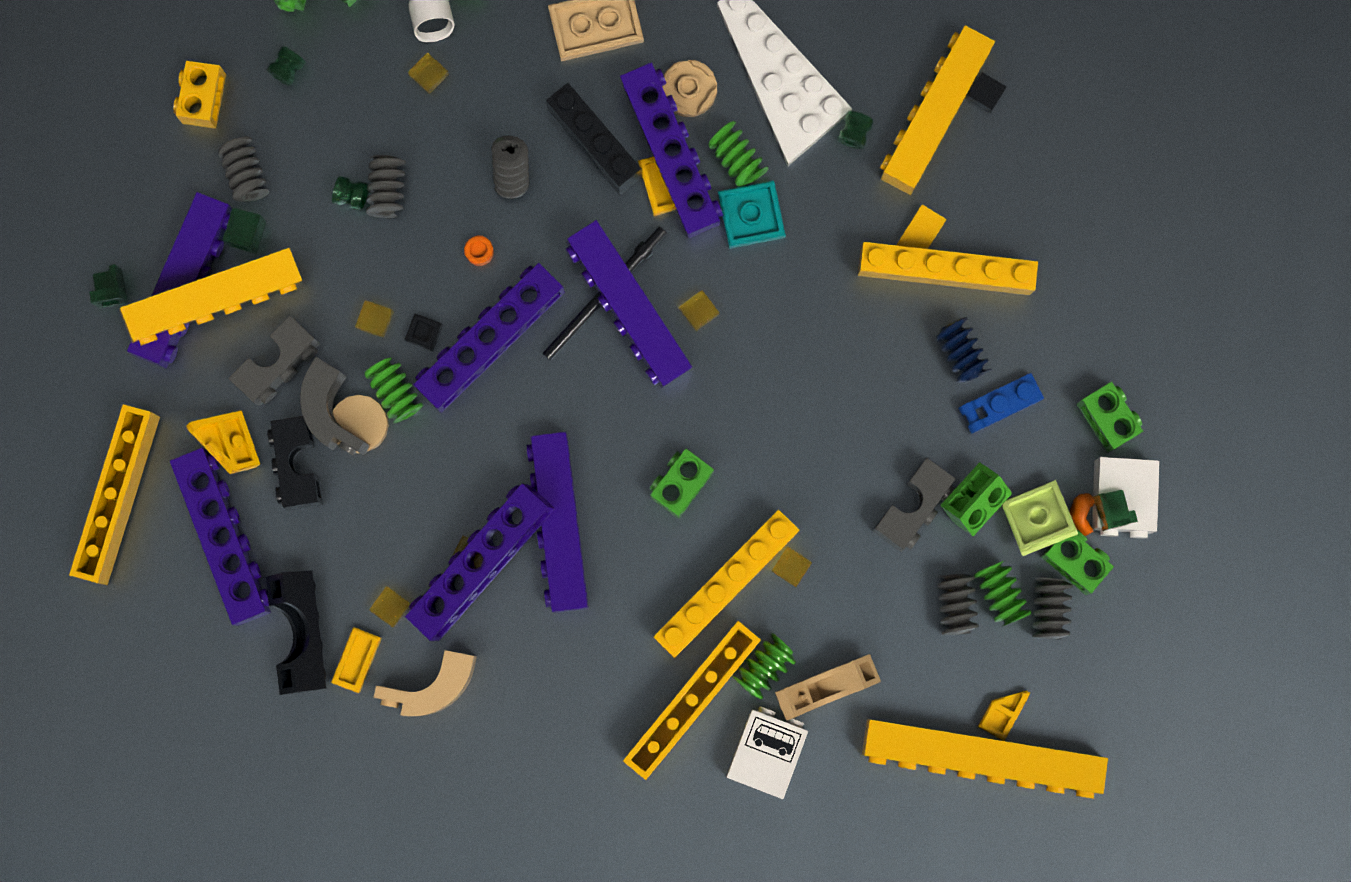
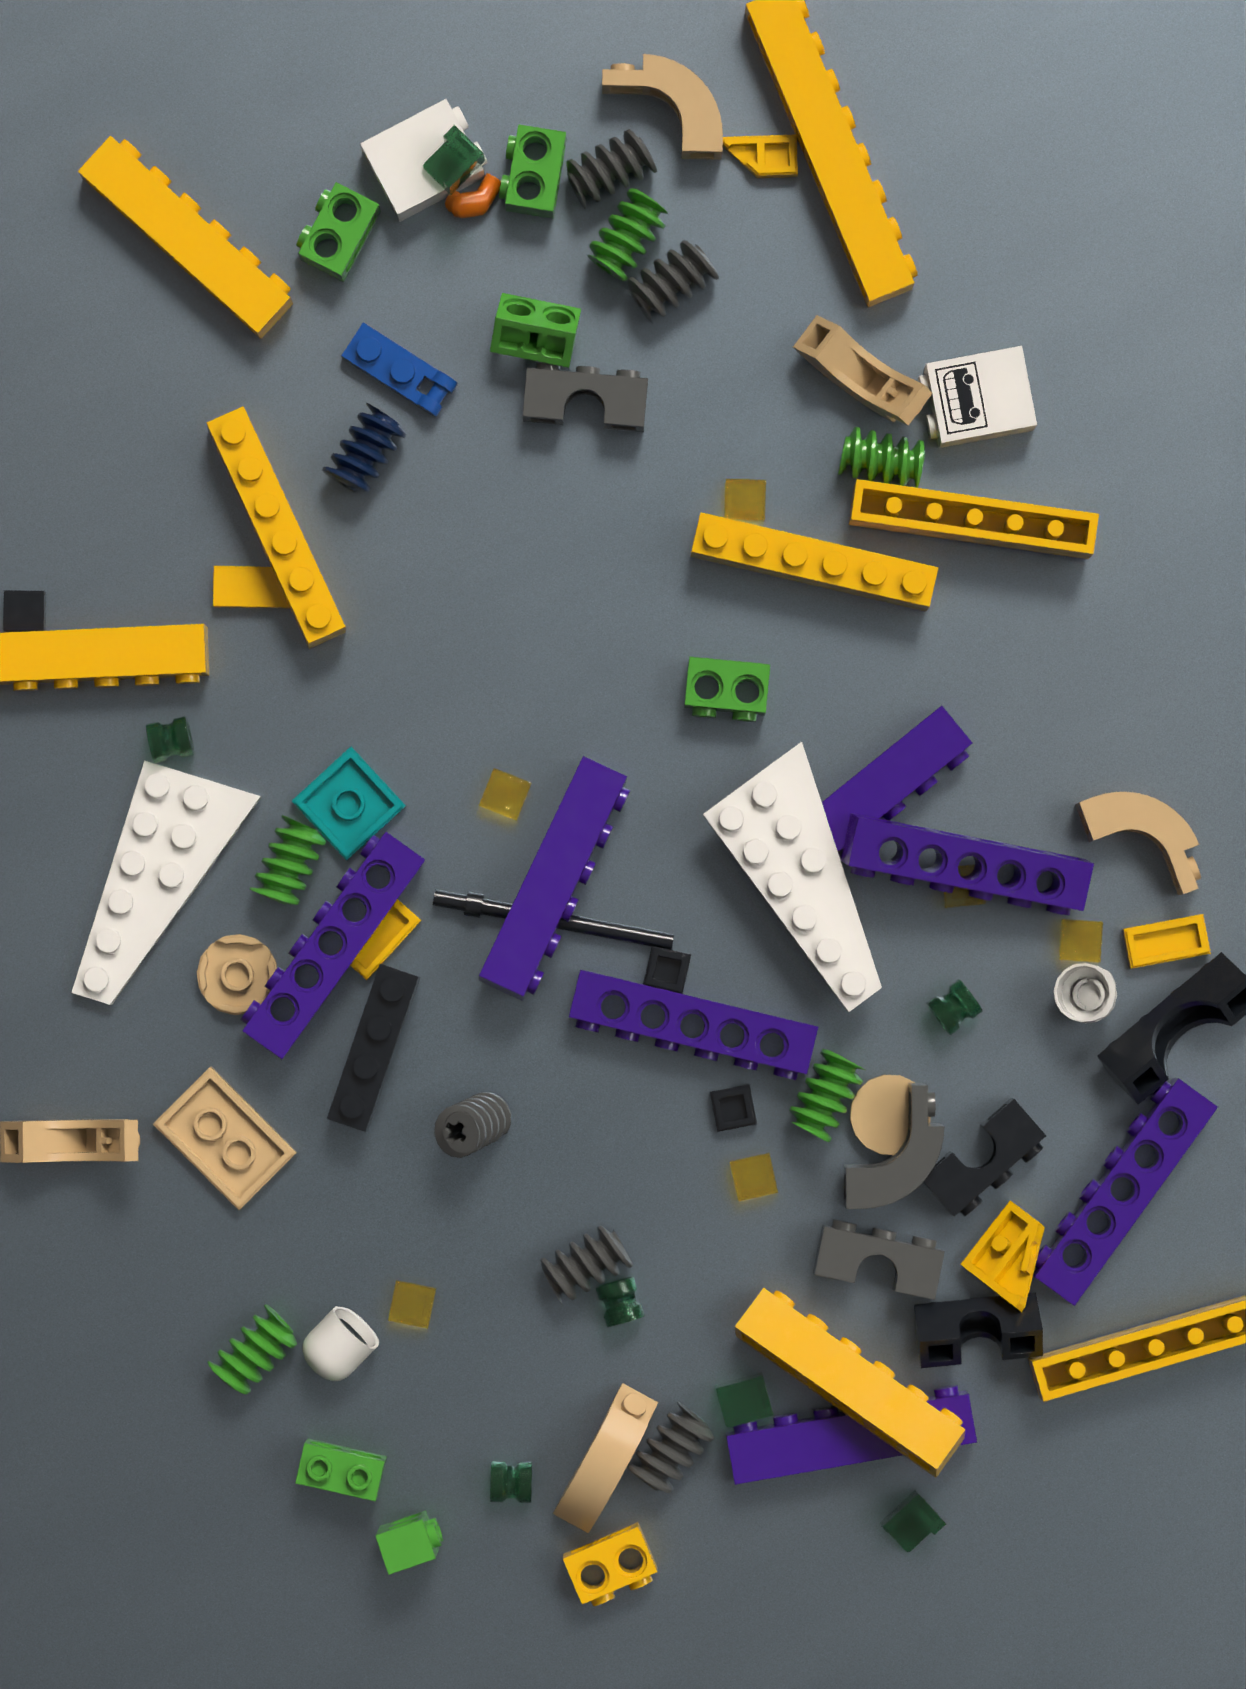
camera: 125 degrees left, 5 degrees up
(208, 377) = (947, 1325): none -> black arch
(263, 129) = (606, 1458): none -> tan arch
(352, 595) = (1096, 995): none -> white helmet
(398, 502) = (954, 1007): none -> clear green wheel
(479, 250) = (593, 1104): orange tile -> none
(531, 343) = (667, 969): none -> black tile
(554, 455) = (788, 852): none -> white wing
(1039, 518) = (512, 244): yellowish green tile -> none
(1058, 686) = (682, 92): none -> tan arch
(1161, 322) = (185, 236): none -> yellow brick

